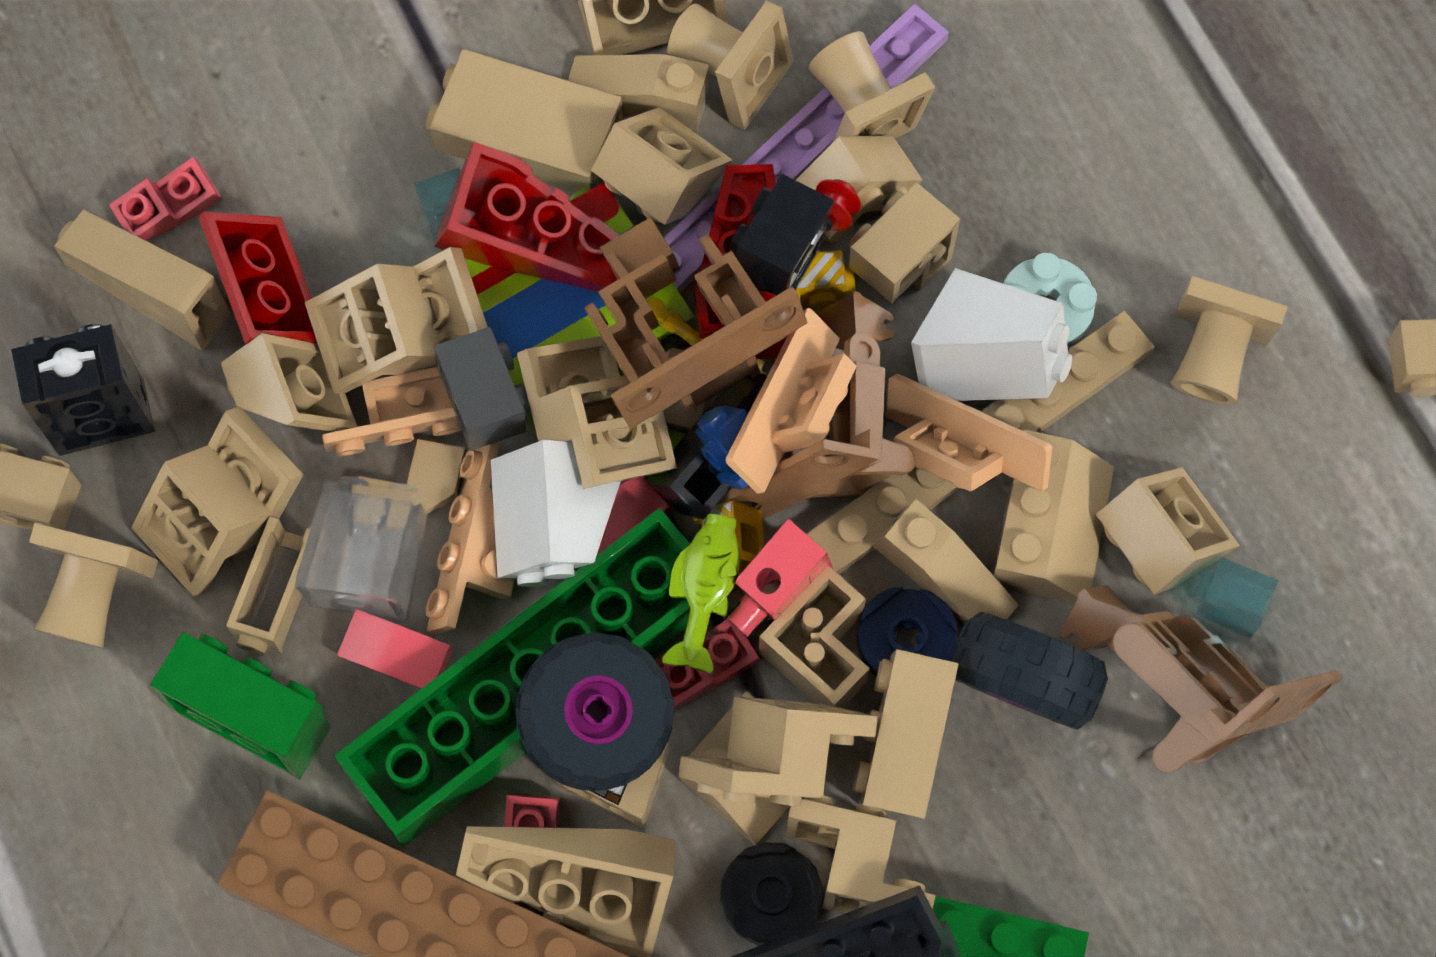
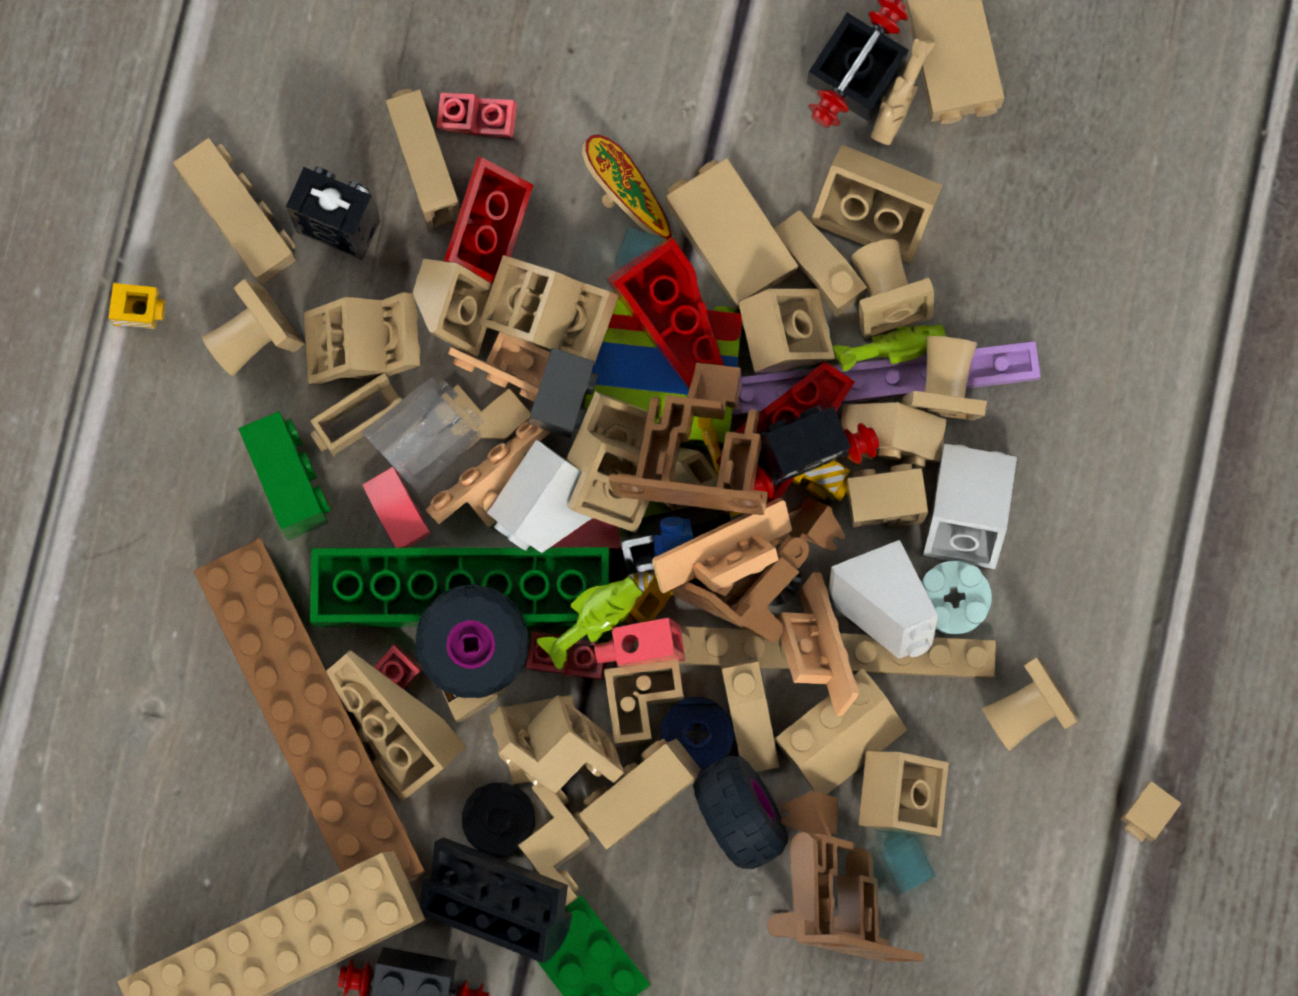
camera: 40 degrees right, 10 degrees up
(376, 151) = (624, 185): none -> shield
(784, 102) = (899, 345): none -> lime animal
(997, 194) = (970, 506): none -> white slope

